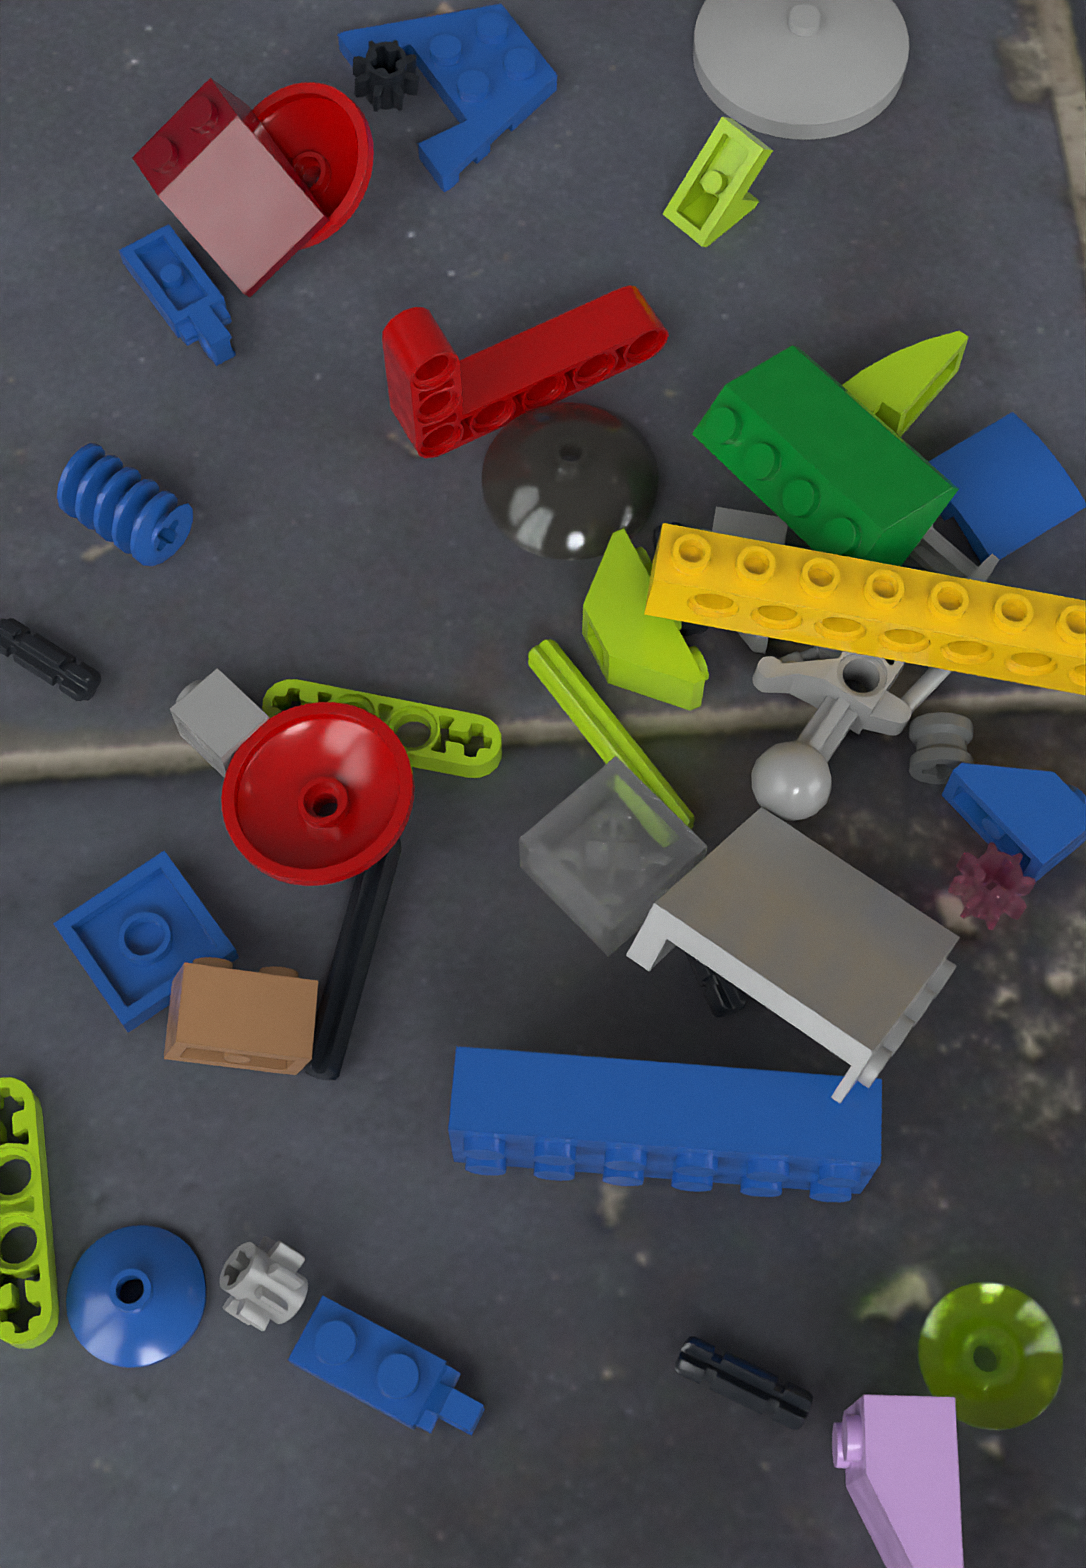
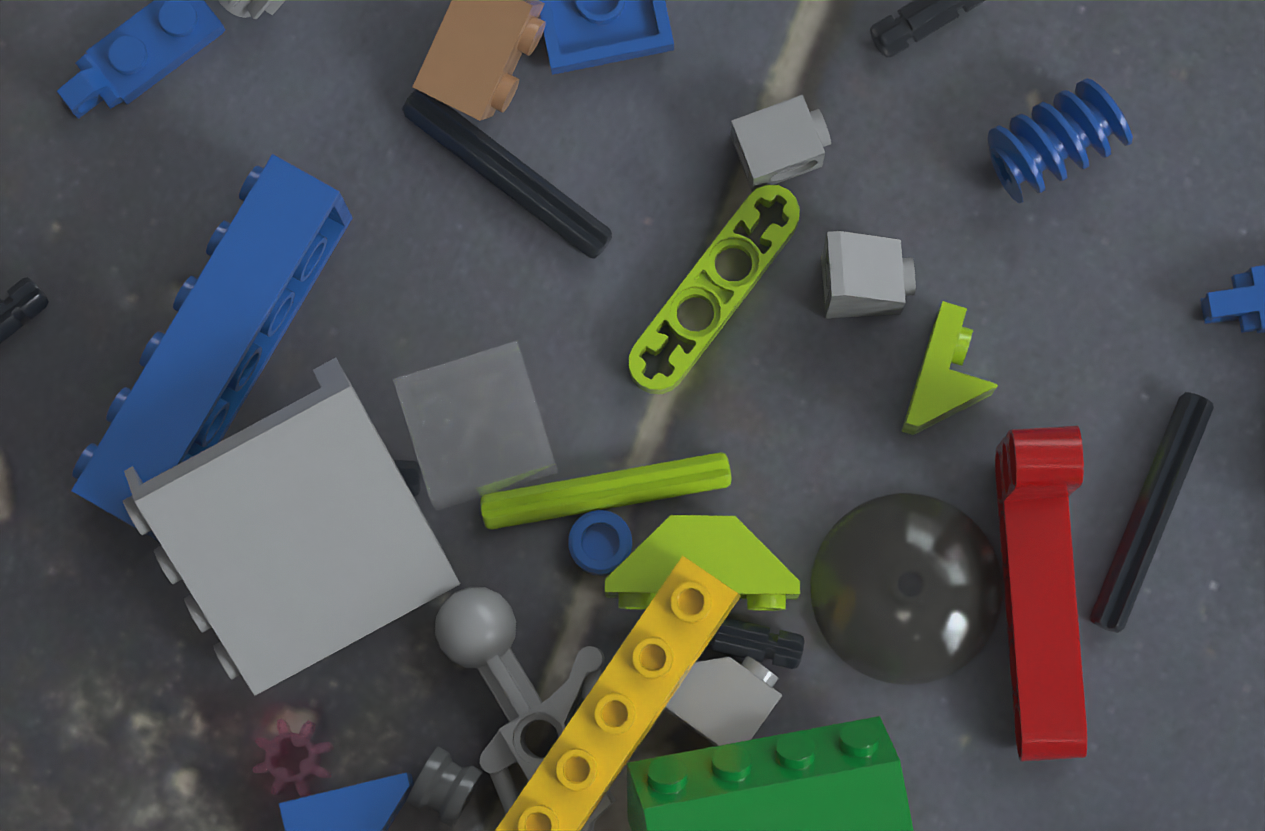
camera: 120 degrees right, 15 degrees up
(298, 766) = (663, 155): red dish -> none
(320, 603) = (865, 275): none -> light grey slope
(366, 328) = (1151, 512): none -> black axle
(388, 516) = (938, 389): none -> lime slope
(658, 725) = (600, 542): none -> blue tile

